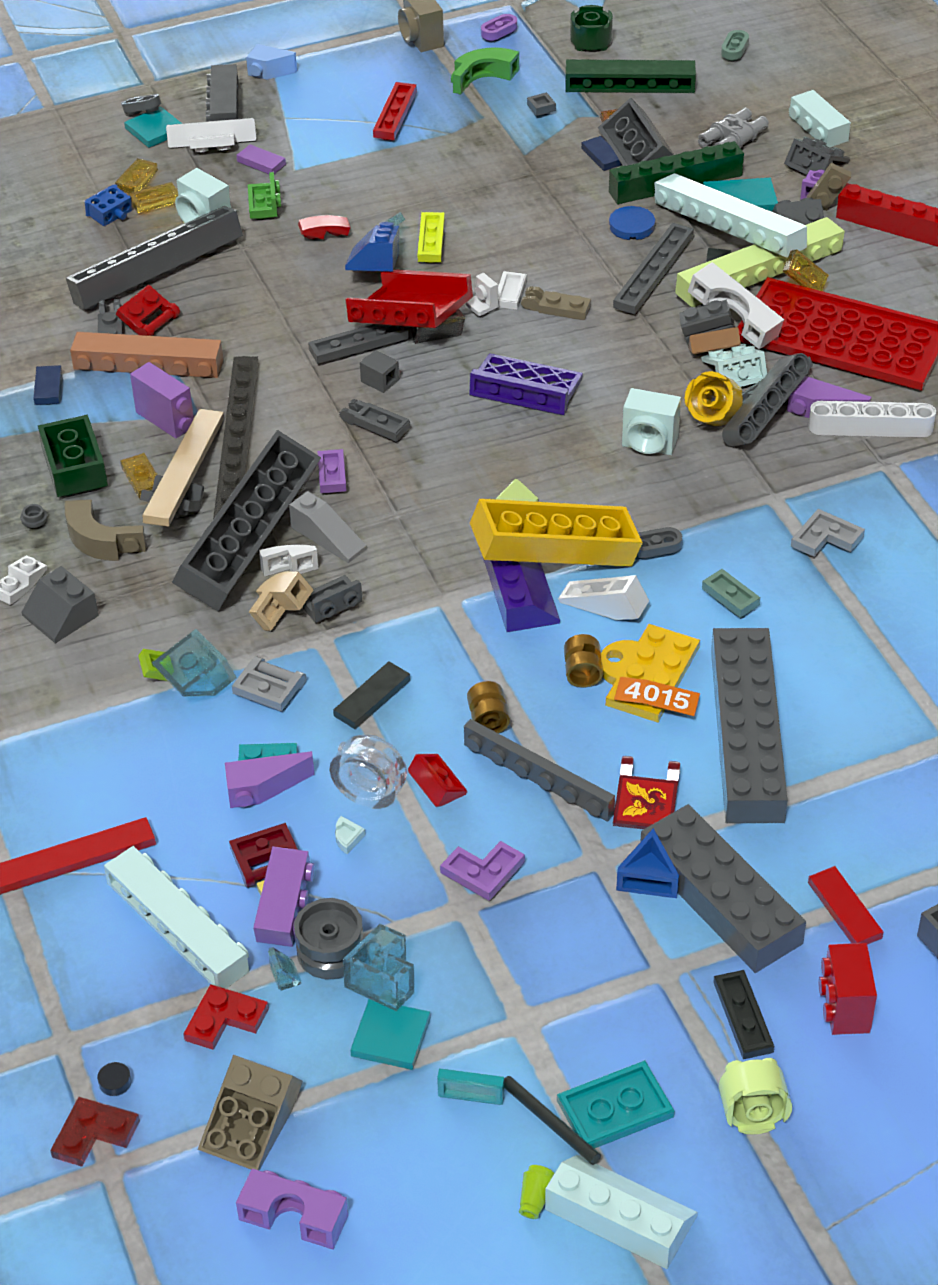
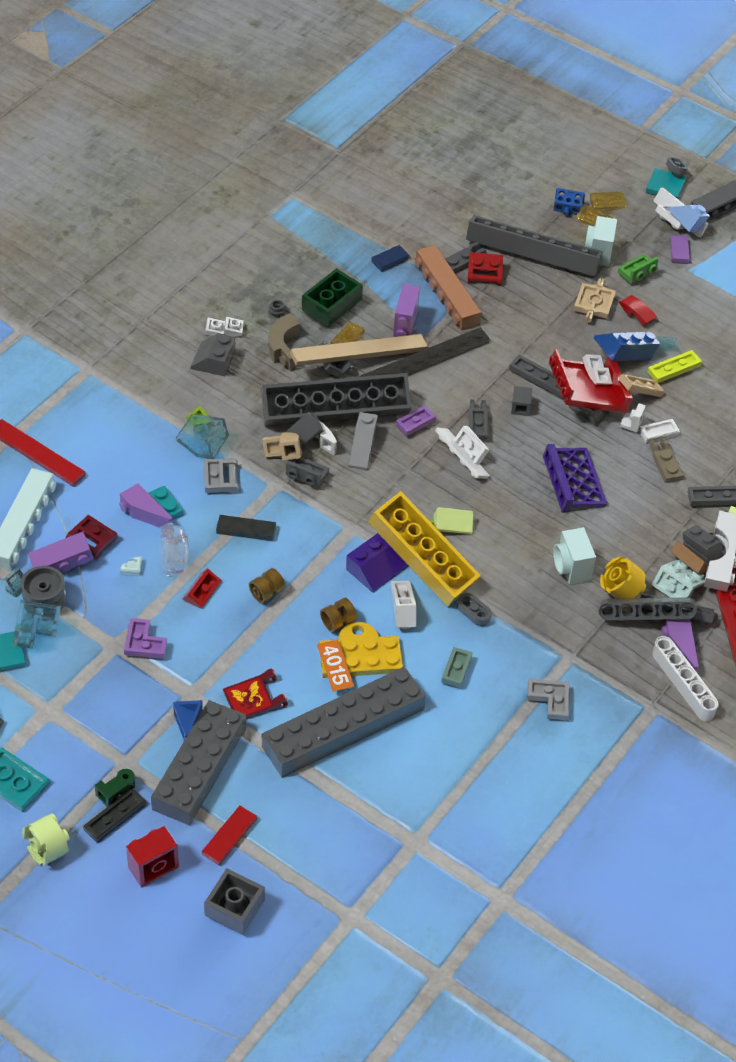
camera: 55 degrees right, 5 degrees up
(232, 122) = (690, 216): none -> light blue slope
(272, 560) = (306, 428): none -> dark grey slope
(278, 251) = (594, 300): none -> tan plate
(400, 291) = (596, 370): none -> white slope
(414, 441) = (467, 448): none -> white bracket
(445, 266) = (641, 385): none -> tan tile
(539, 770) = (233, 639): dark grey plate -> none
(709, 998) = (115, 787): none -> dark green leg

